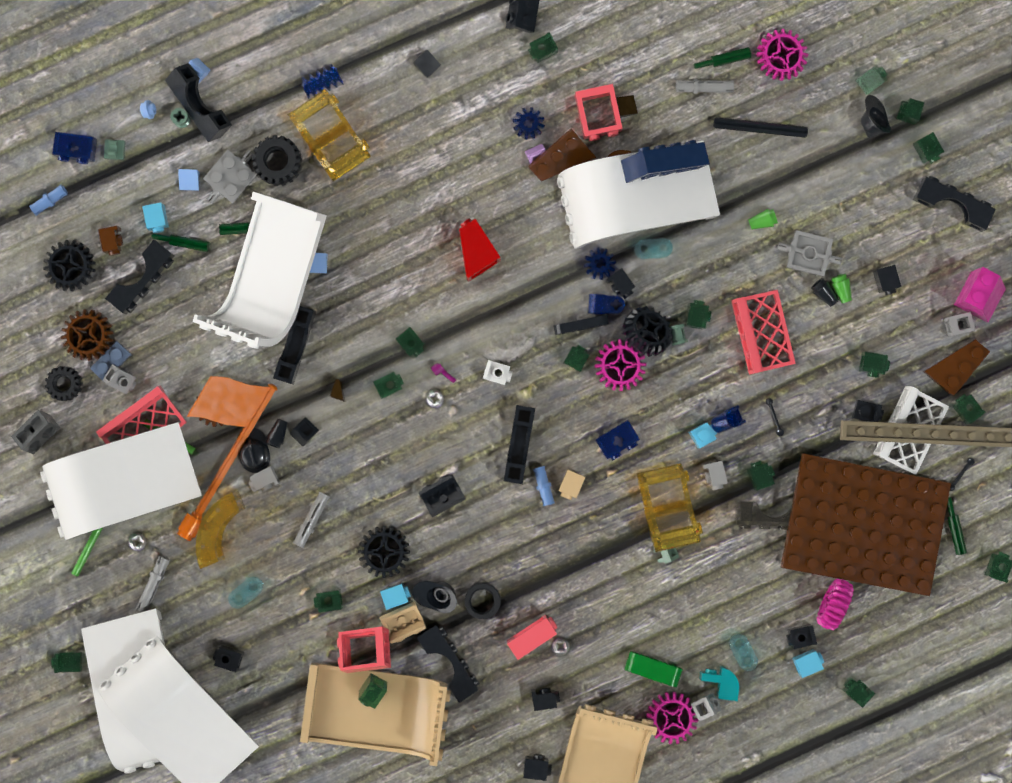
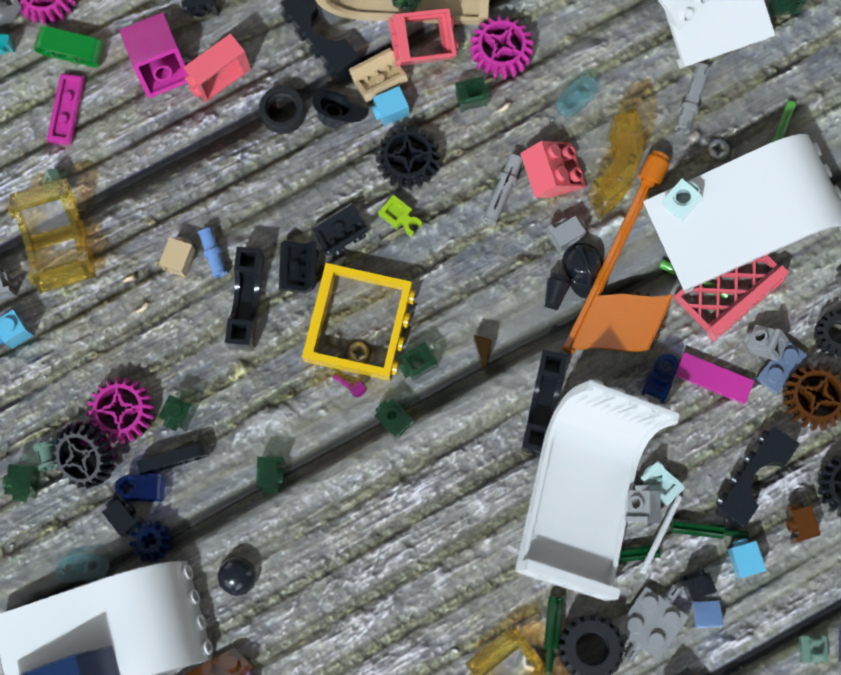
camera: 175 degrees left, 10 degrees down
(163, 356) = (714, 378): none -> dark pink tile
(177, 484) = (680, 210): none -> light aqua brick
(193, 201) = (697, 585): none -> black brick
(204, 357) = (659, 382): none -> clear blue piece
(211, 278) = (662, 480): none -> light aqua bracket
(216, 241) = (660, 535): none -> white axle
(227, 262) = (643, 504): none -> light grey brick
(228, 658) = (589, 18): black brick -> none
(270, 532) = (553, 169): none -> coral slope
(294, 634) = (487, 36): none -> dark pink gear
(304, 175) = (552, 631): none -> dark green axle
(304, 432) = (522, 297): black slope -> none
(319, 263) = (519, 514): light blue slope -> none
(396, 506) = (397, 214): none -> lime plate
(403, 403) = (316, 325): none -> yellow window
(476, 468) = (298, 266): none -> black bracket
(477, 249) = (313, 544): red slope -> none
(489, 373) = (285, 395): white brick -> none
(507, 307) = (269, 474): none -> clear green brick
(537, 234) = (236, 576): none -> black hair
(583, 655) = (154, 55): none -> dark pink slope
(606, 441) = (134, 314): clear blue brick -> none
(658, 617) = (66, 109): none -> dark pink tile

